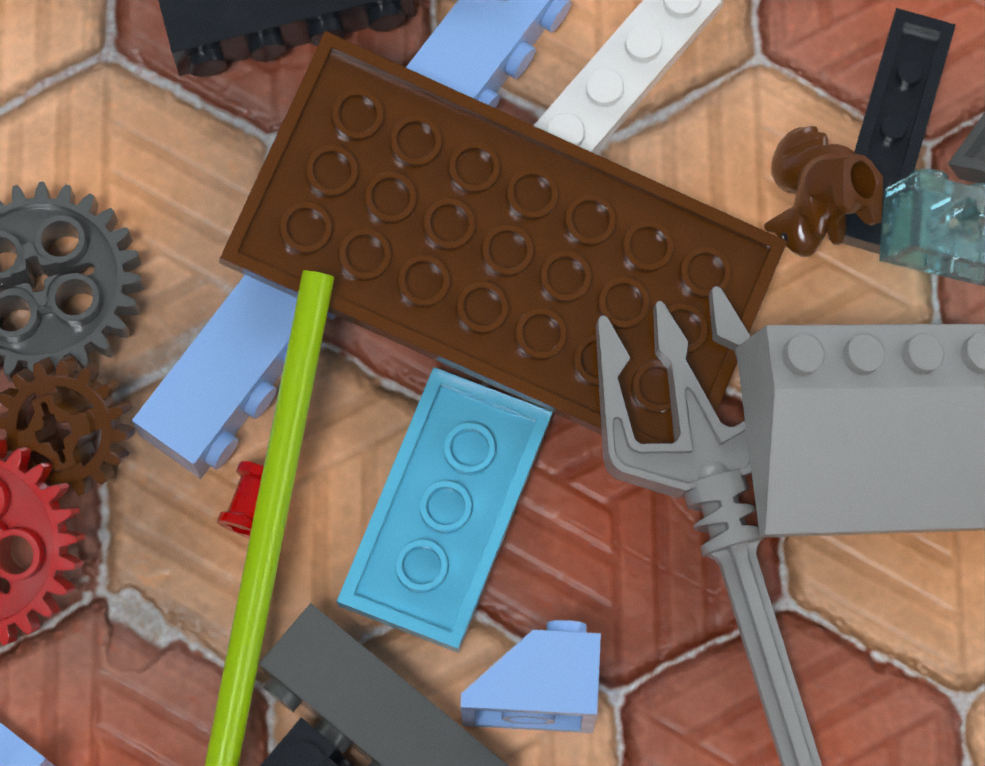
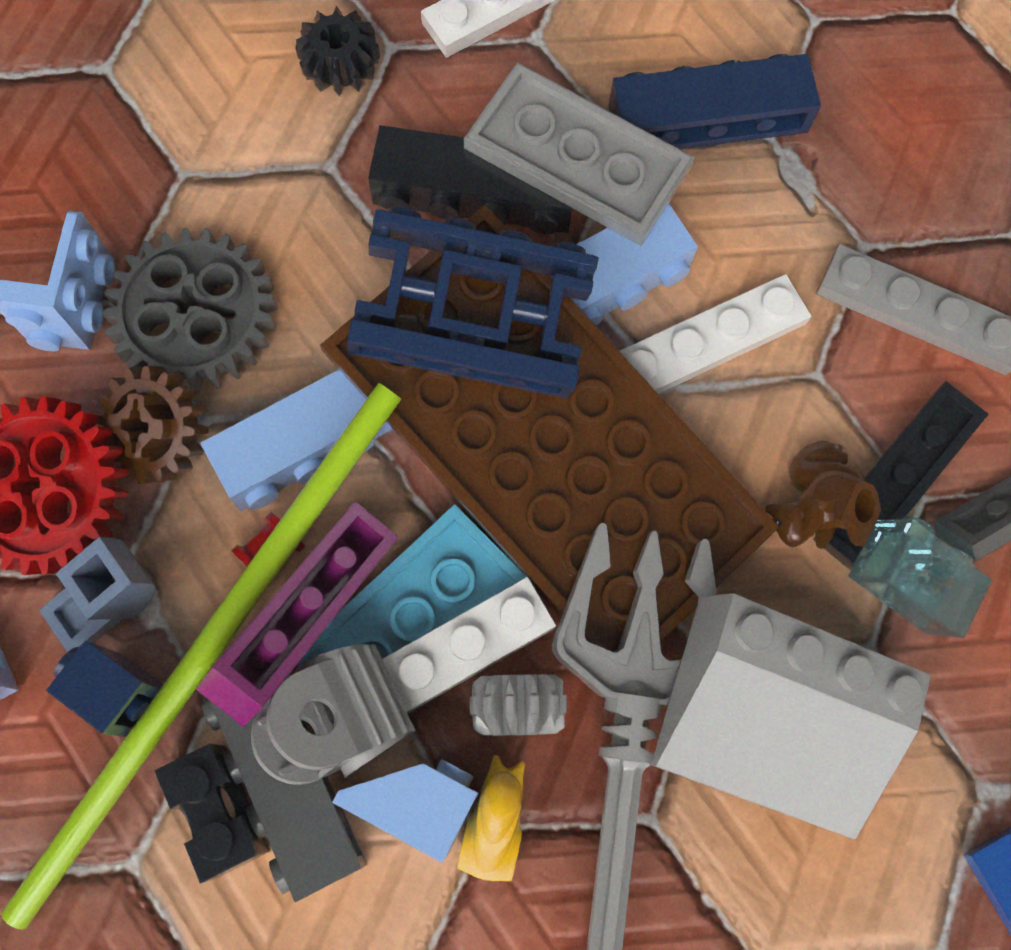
camera: 20 degrees right, 0 degrees up
(104, 620) = (99, 592): none -> sand blue brick
(164, 711) = (103, 688): none -> dark blue brick
(331, 545) = (296, 615): none -> magenta brick
(355, 90) = (468, 345): none -> dark blue fence
(416, 626) = (348, 705): none -> light grey piece
(517, 505) = (468, 644): none -> white plate
(597, 541) = (518, 704): none -> light grey gear
(629, 675) = (494, 828): none -> yellow animal

